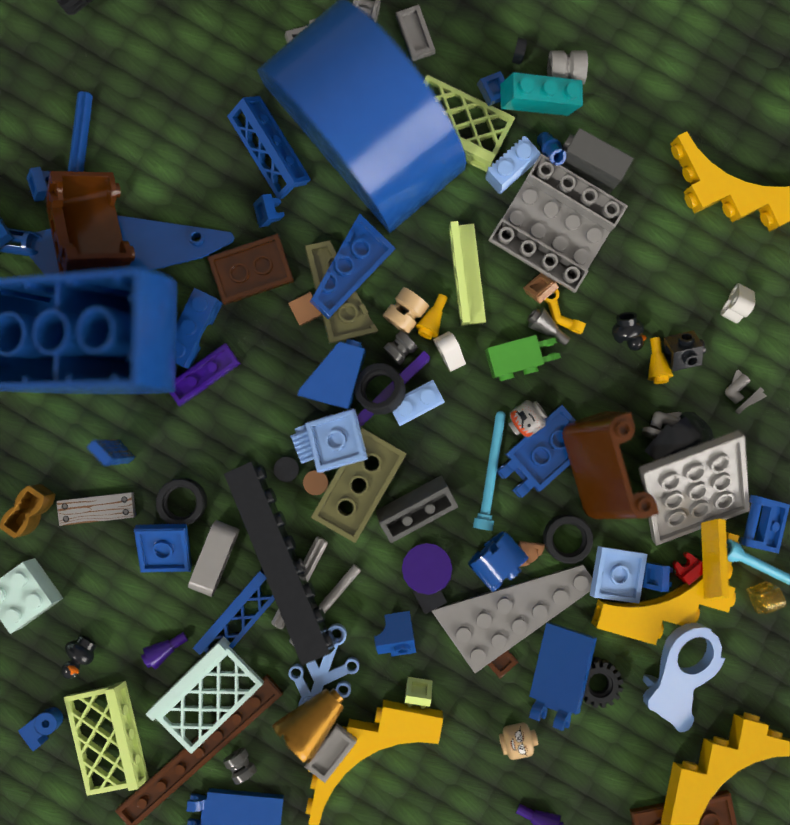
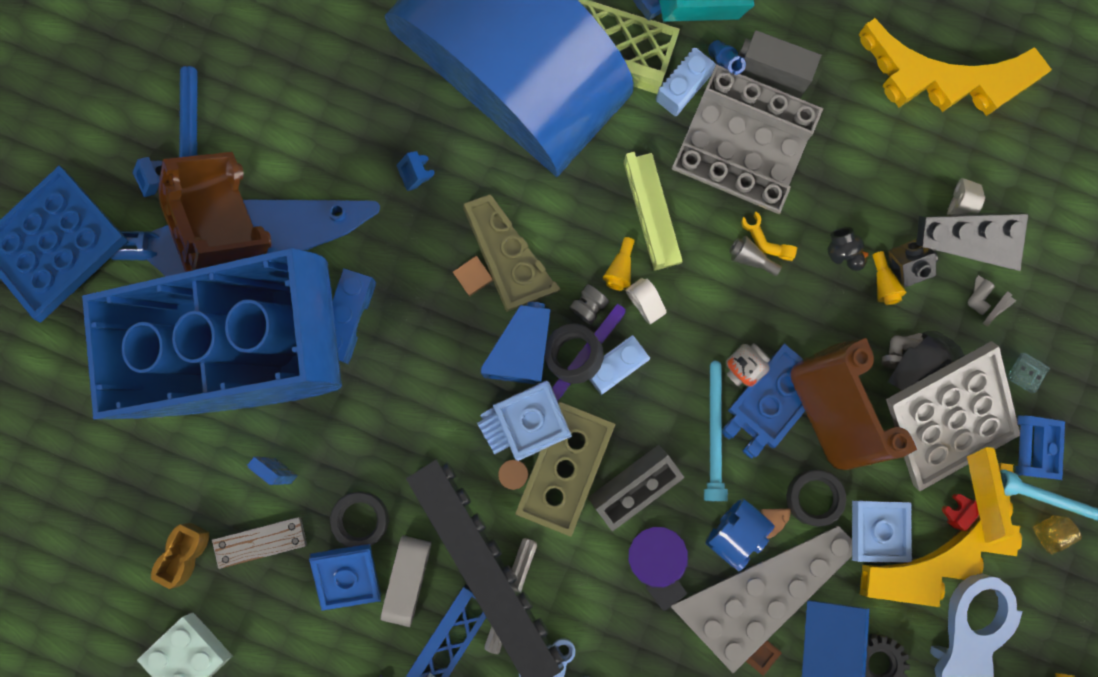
camera: 15 degrees left, 5 degrees down
(204, 374) = (367, 366): dark purple tile -> none
(250, 269) = (404, 239): reddish brown tile -> none
(271, 142) = (406, 88): blue fence -> none
(286, 469) = (477, 464): black tile -> none
(339, 589) = (556, 599): light grey bar -> none
(354, 262) = (522, 215): blue wing -> none
(397, 635) = (636, 641): blue brick -> none
(412, 304) = (594, 252): tan wheel -> none
(518, 356) = (726, 295): bright green hinge -> none
(540, 288) = (739, 214): medium nougat tile -> none
(657, 577) = (926, 527): blue tile -> none
(745, 337) = (980, 236): none -> wing
(766, 458) = (1028, 372): none -> clear light blue tile

